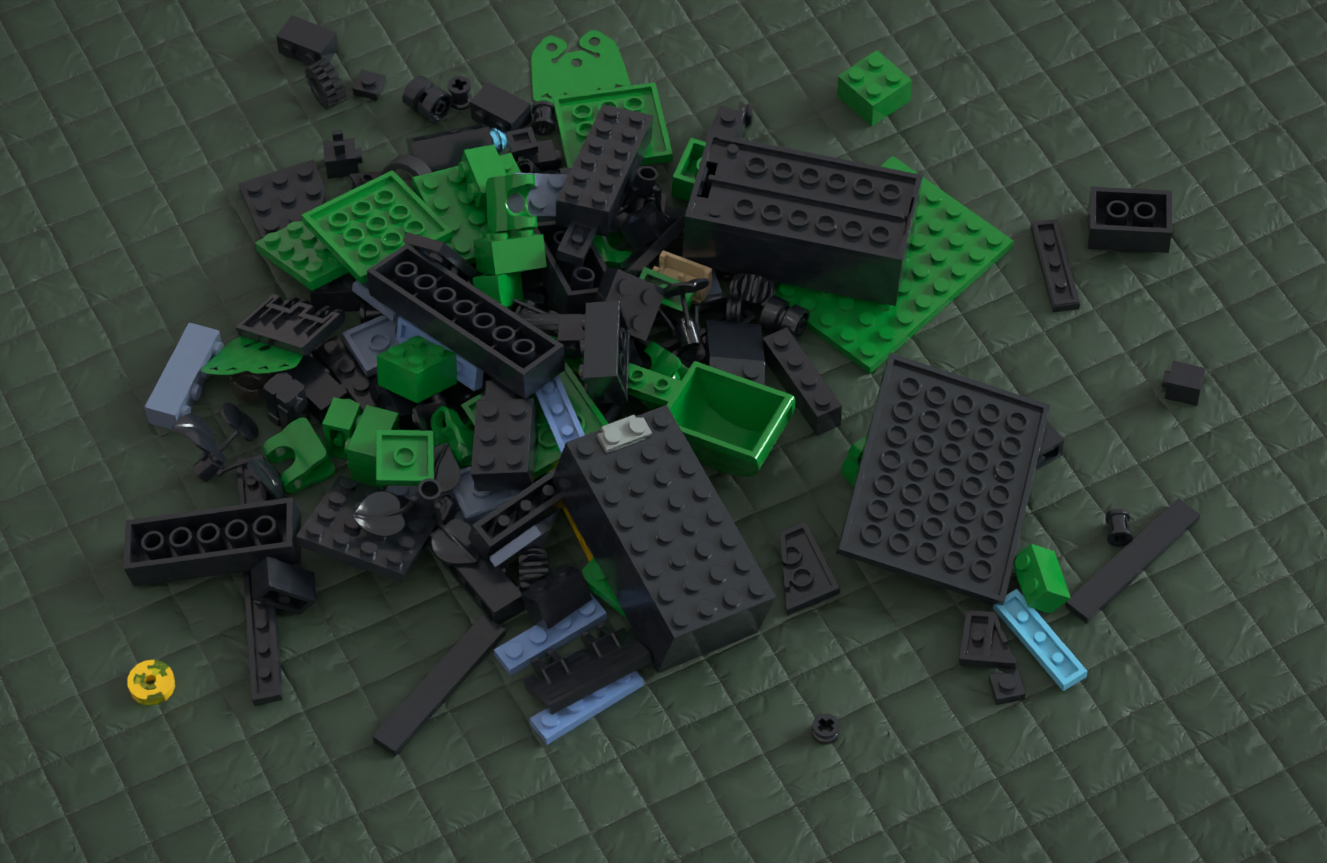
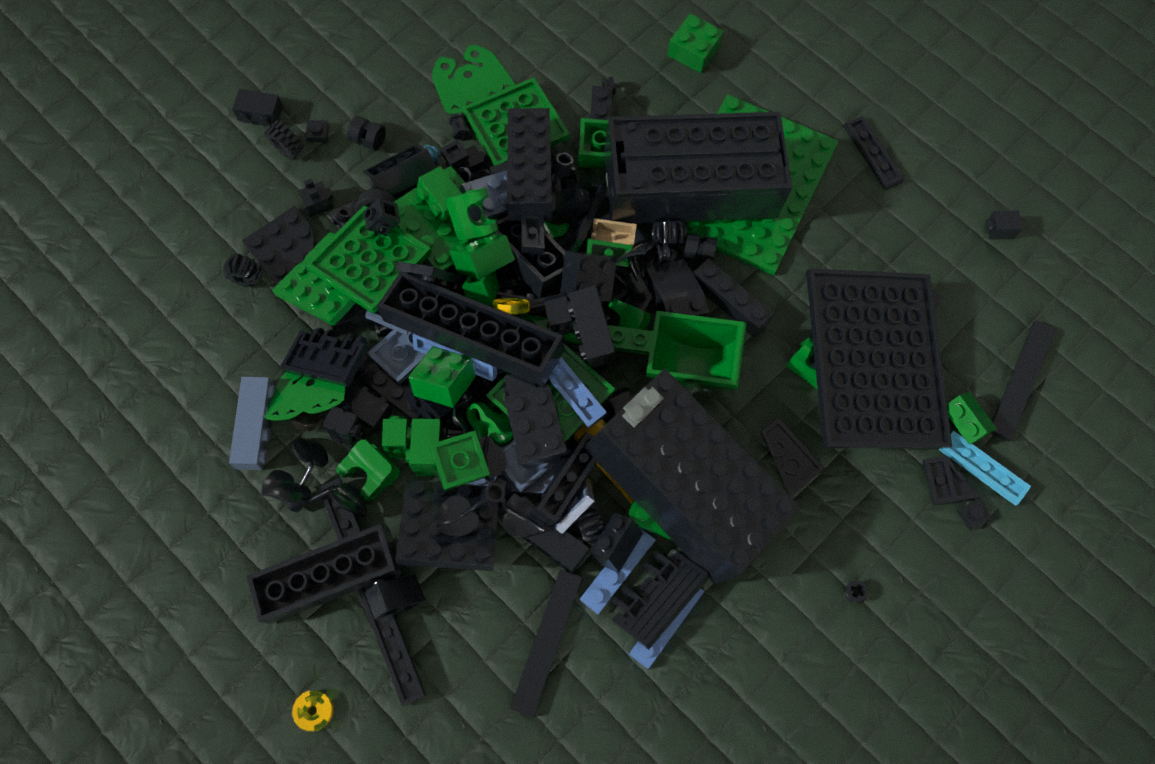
camera: 20 degrees left, 15 degrees up
(228, 213) = (242, 270): none -> black gear
(406, 182) = (381, 216): none -> black brick
(459, 88) = (389, 119): black bush -> none
(500, 109) = (425, 128): black brick -> none
(522, 309) = (512, 305): none -> piece
(1118, 527) = (1004, 356): black bush -> none
(1130, 219) = (917, 103): black brick -> none

